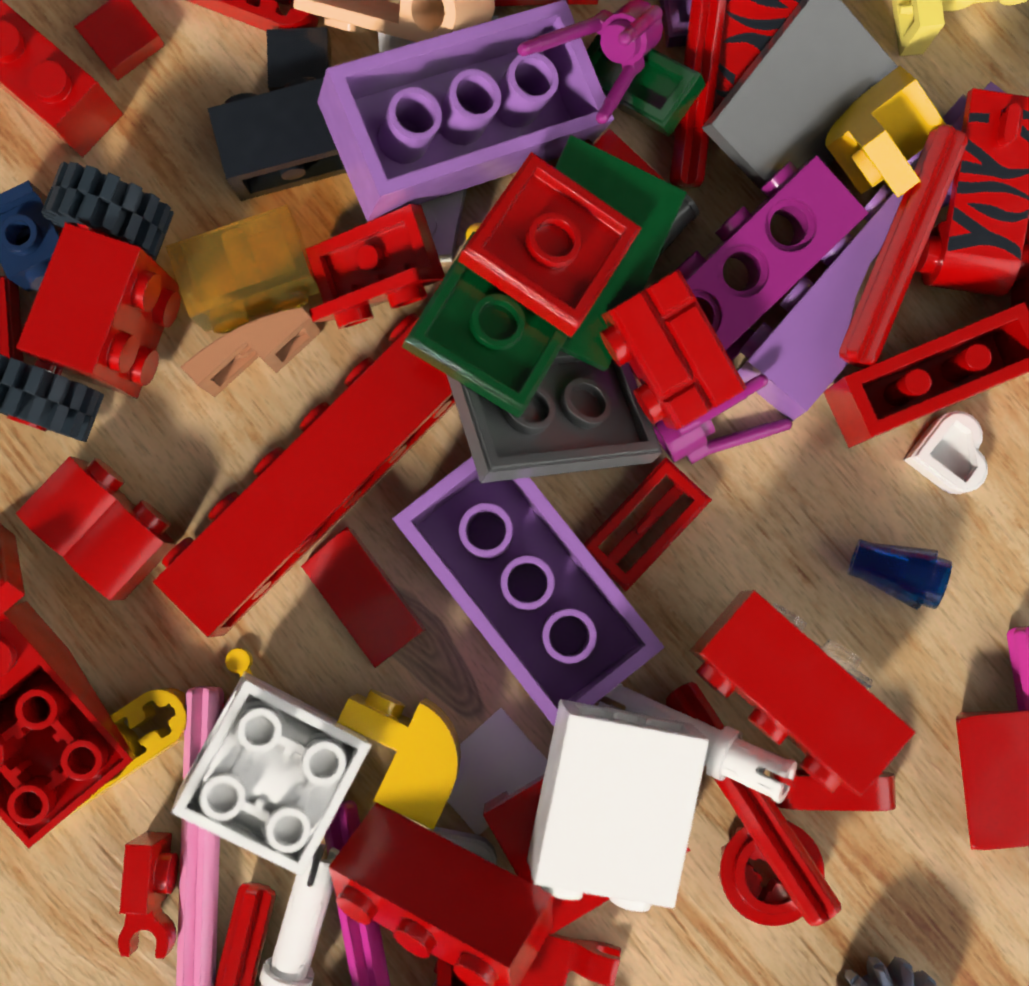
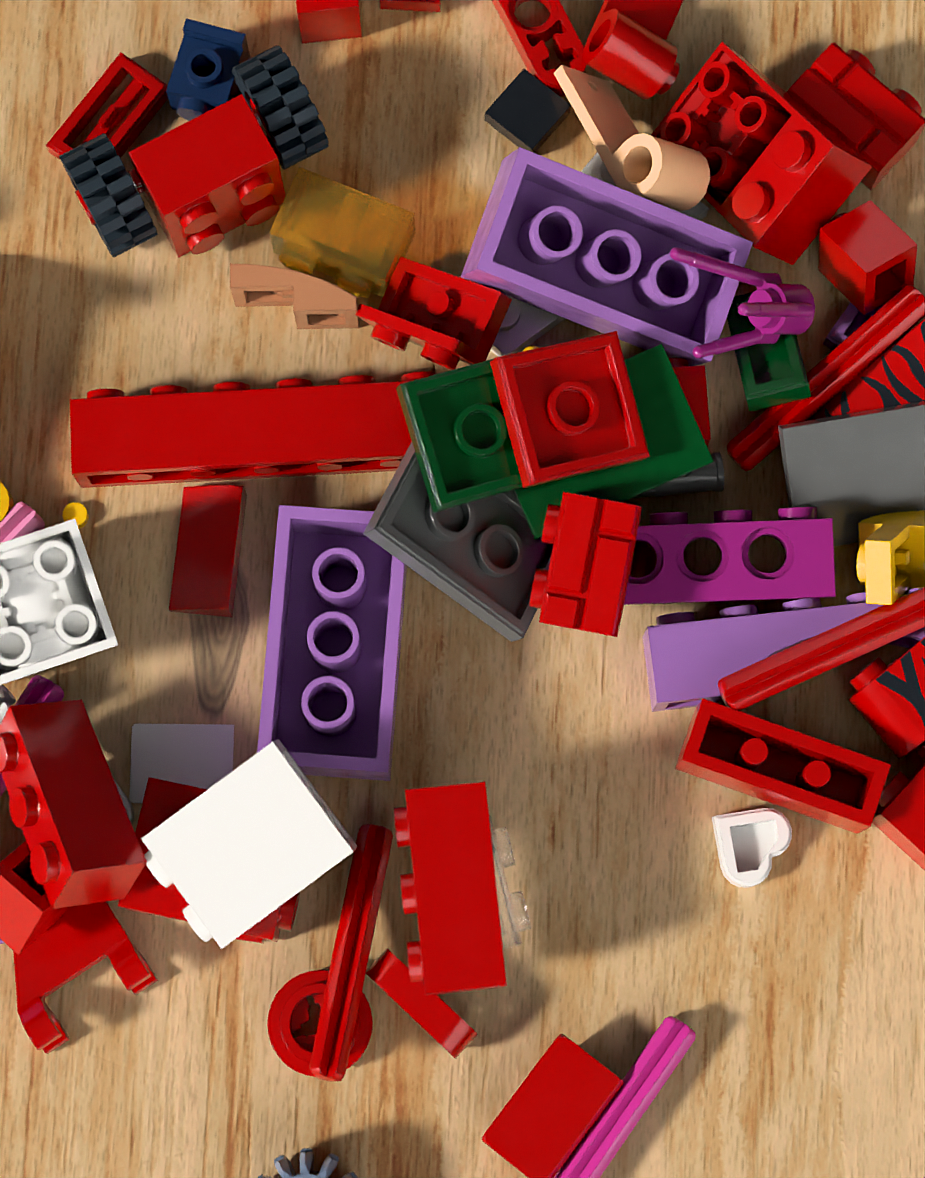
camera: 40 degrees right, 5 degrees down
(97, 527) = (65, 326): red brick -> none
(275, 139) = (451, 154): black brick -> none
(425, 755) = (147, 703): yellow brick -> none
(681, 485) = (463, 711): red tile -> none
(692, 439) = (560, 645): magenta plant -> none
(726, 751) = (361, 887): white pin -> none
(903, 572) = (625, 894): clear blue cone -> none

